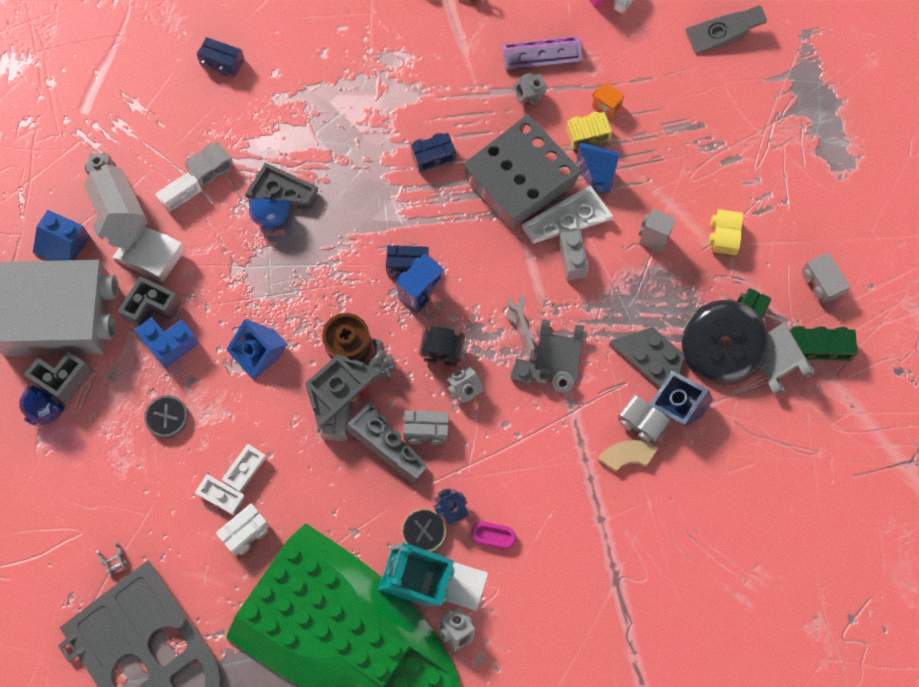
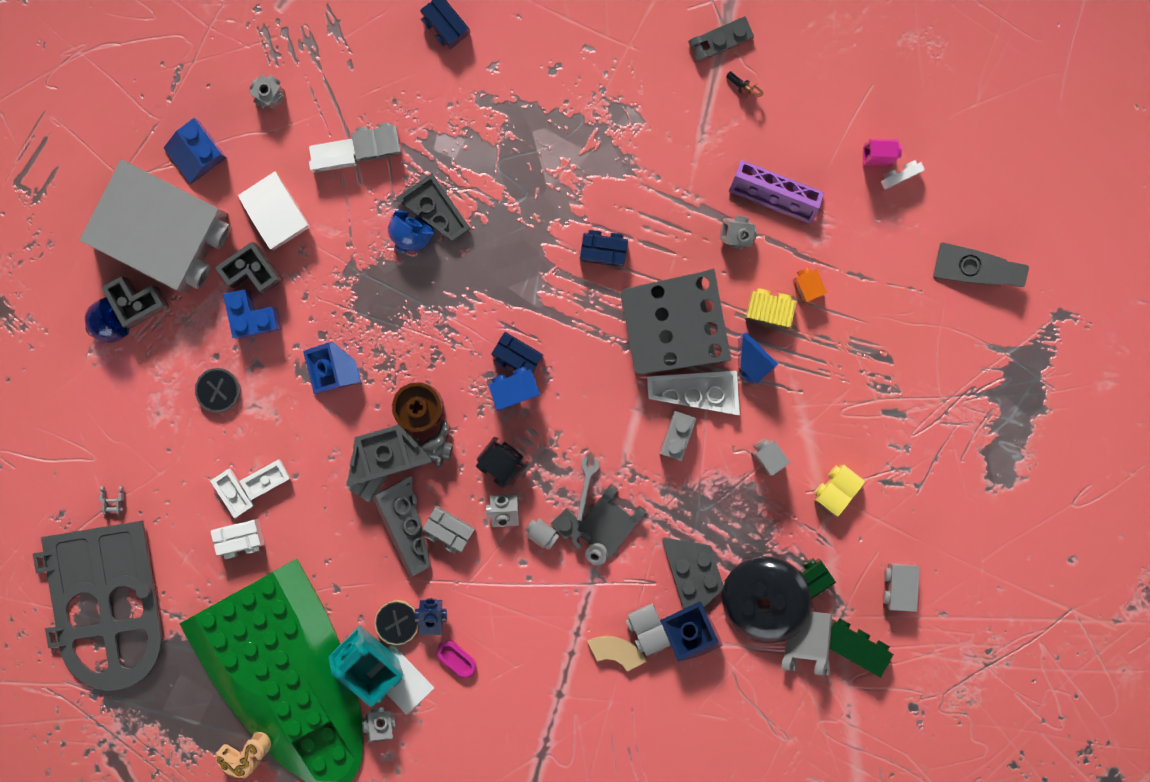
camera: 25 degrees right, 20 degrees up
(116, 206) = (260, 153): light grey brick -> none
(507, 389) = (541, 533): none -> light grey brick

